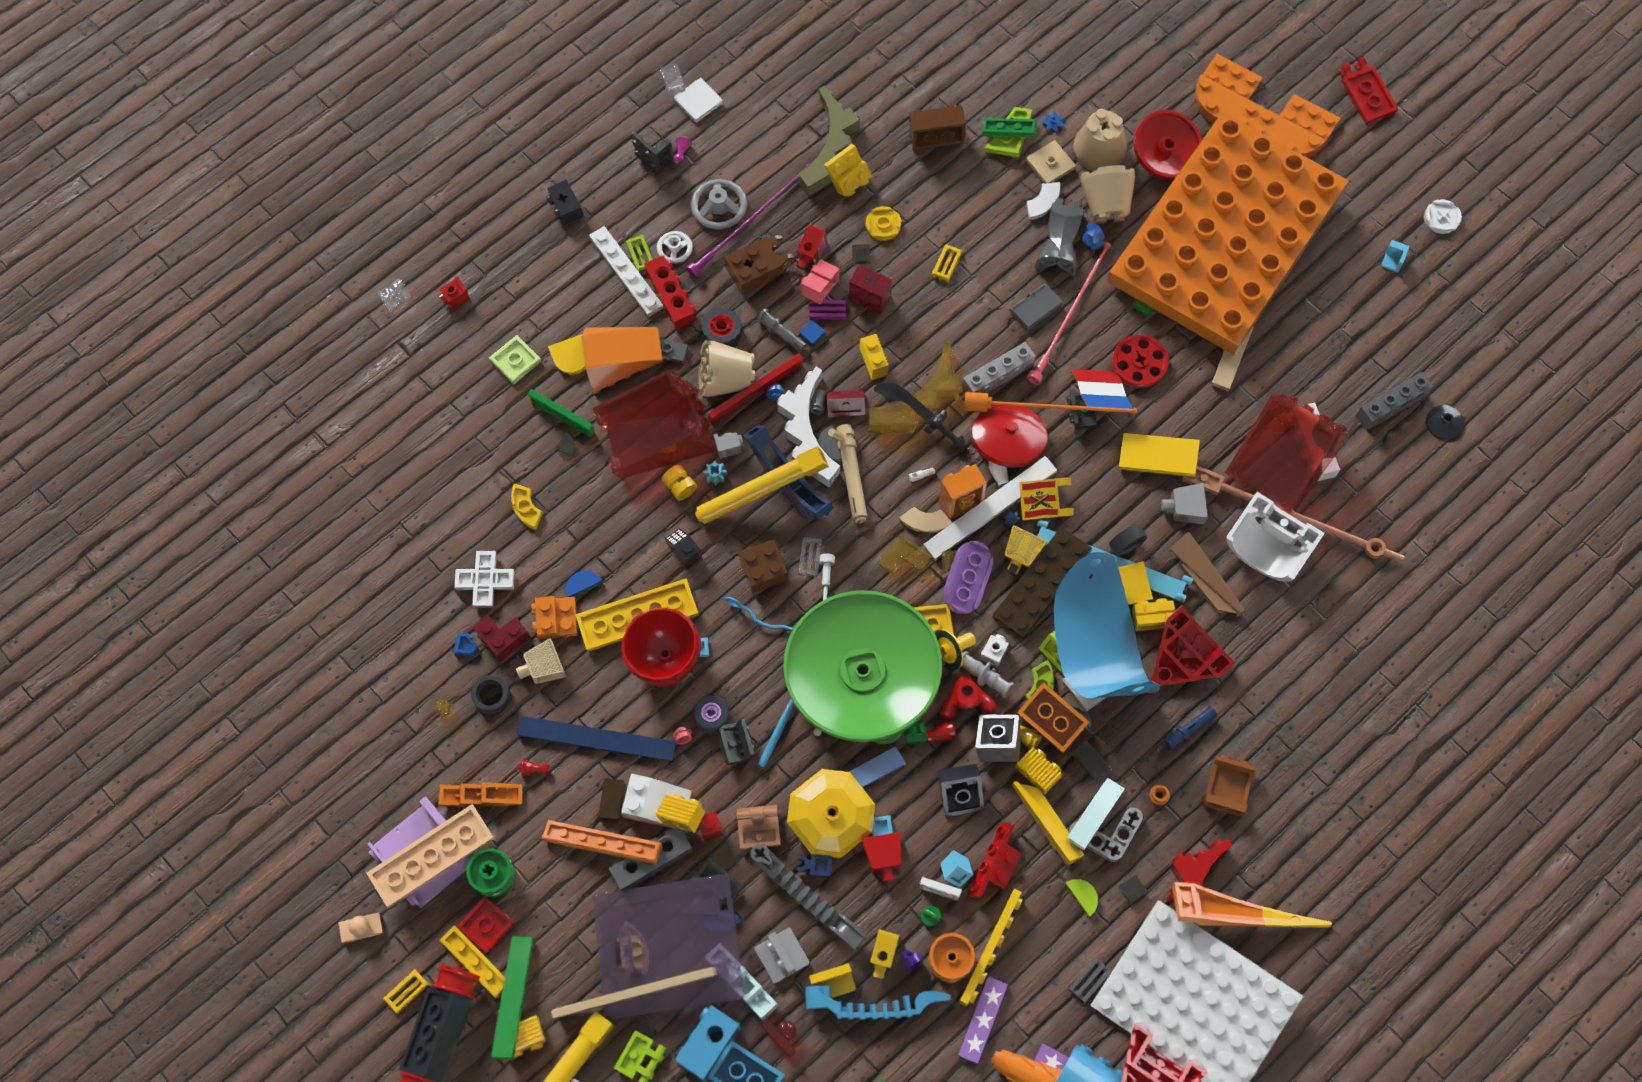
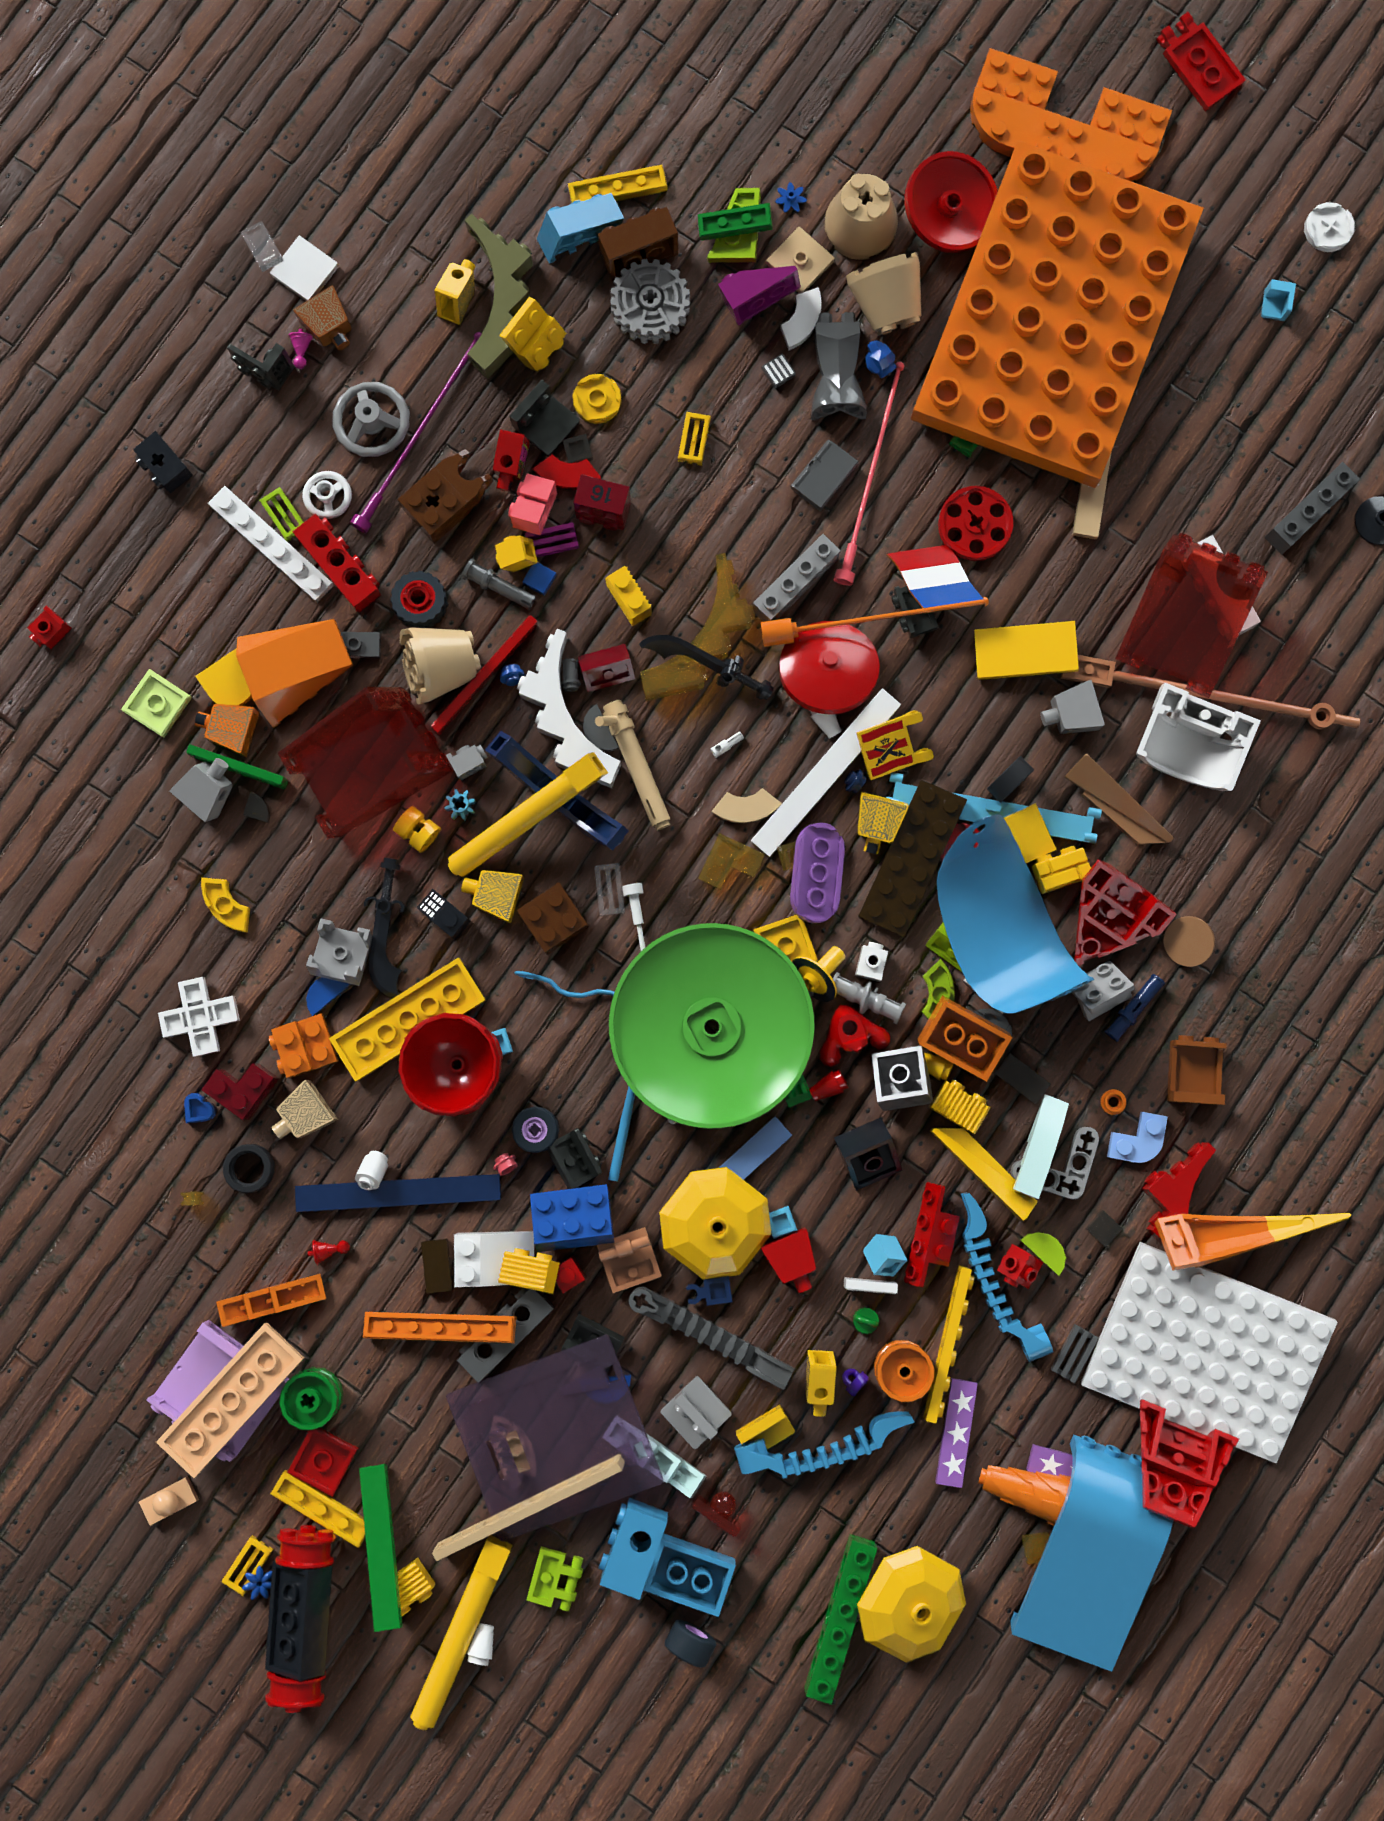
camera: 15 degrees left, 15 degrees up
(407, 1007) = (255, 1585): none -> blue plant
(533, 421) = (204, 789): none -> light grey torso
(563, 385) = (229, 726): none -> orange torso
(581, 715) = (372, 1170): none -> white brick
(599, 556) = (340, 953): none -> light grey panel
(626, 577) = (381, 970): none -> black sword
(704, 133) = (325, 319): none -> dark orange torso
(723, 783) = (572, 1218): none -> blue brick
(725, 539) = (495, 893): none -> yellow torso
(799, 311) = (515, 553): none -> yellow brick
(800, 133) = (455, 291): none -> yellow torso
(841, 227) = (543, 419): none -> pearl dark grey bracket
(846, 266) = (564, 474): none -> red tile
(895, 107) = (576, 224): none -> wedge
(932, 91) = (621, 185): none -> yellow tile
(936, 167) = (647, 283): none -> light grey piece
(962, 491) = (786, 764): orange brick -> none
(1014, 173) = (757, 289): none -> magenta slope
(1018, 231) = (778, 371): none -> dark grey tile
(1059, 961) = (1032, 1340): none -> dark azure piece
(1060, 900) = (1019, 1267): none -> red brick
(1166, 709) = (1104, 992): none -> light grey bracket
(1175, 833) = (1142, 1146): none -> light blue plate
(1242, 687) = (1189, 941): none -> medium nougat piece

